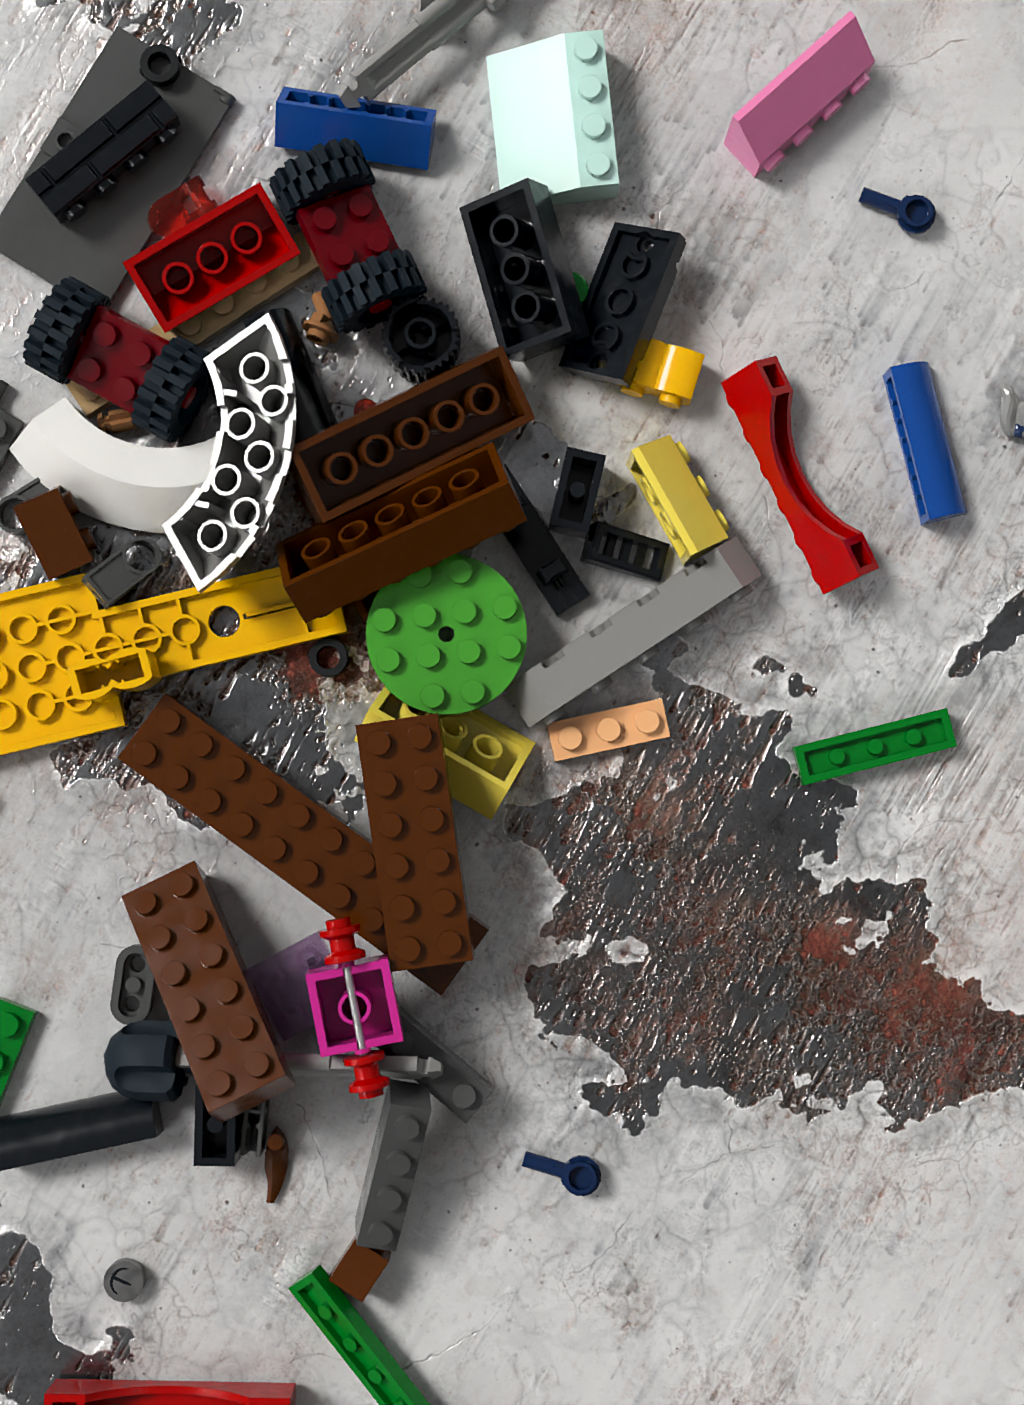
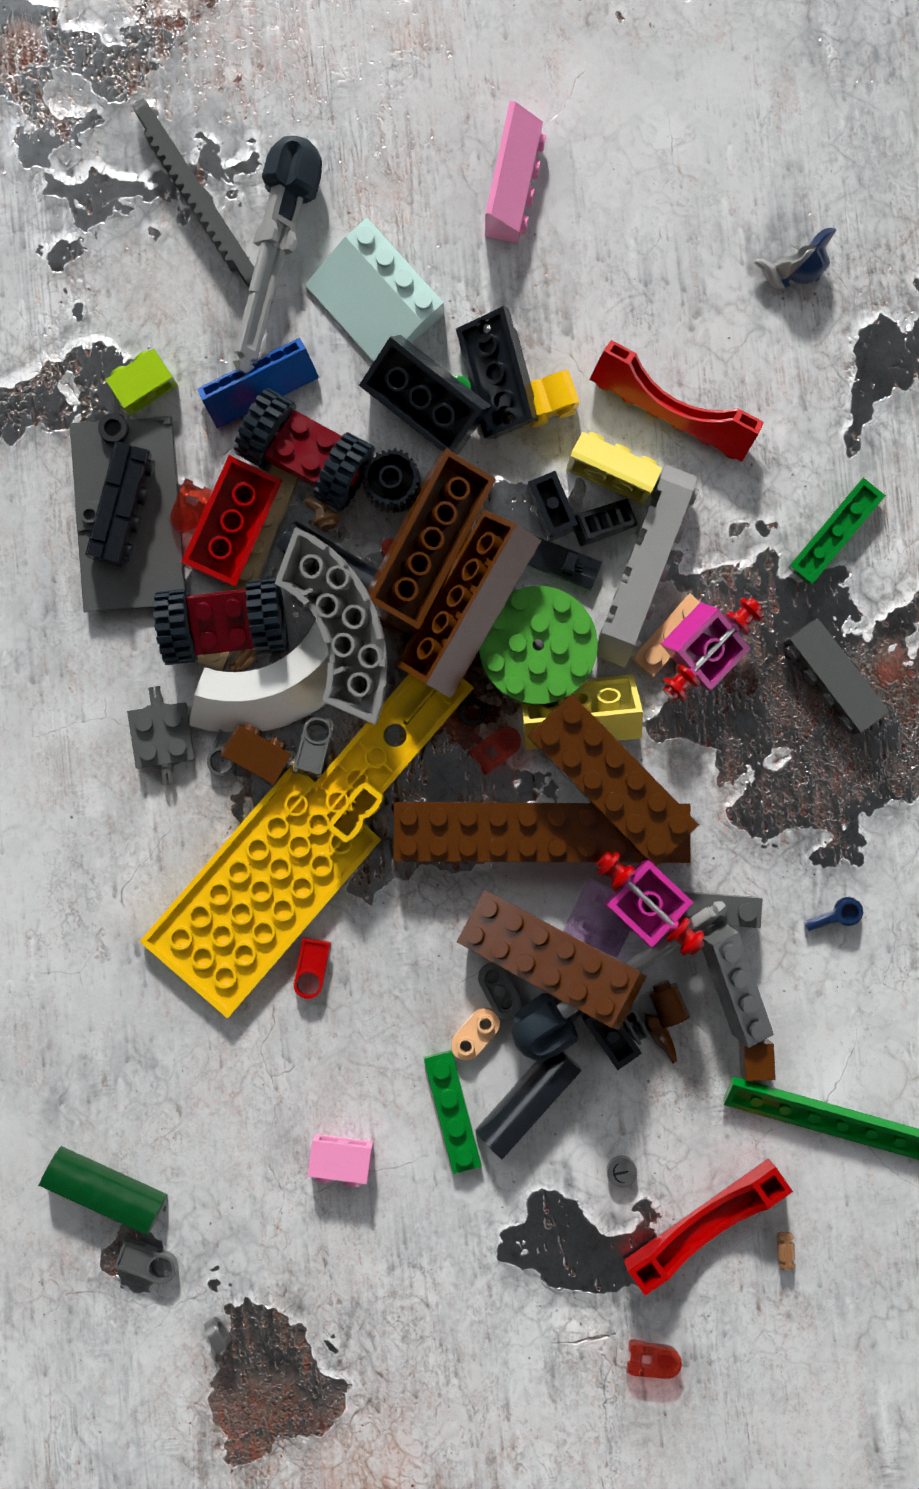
camera: 30 degrees left, 0 degrees up
(73, 1012) = (475, 1034): none -> light nougat plate
(228, 35) = (141, 381): none -> lime brick
(308, 1134) = (669, 1004): none -> reddish brown brick
(338, 716) = (504, 741): none -> clear red plate
(634, 771) = (708, 646): none -> dark pink brick
(755, 907) = (835, 677): none -> dark grey brick
(913, 213) = (629, 197): dark blue plate -> none
(924, 442) = (734, 329): blue brick -> none

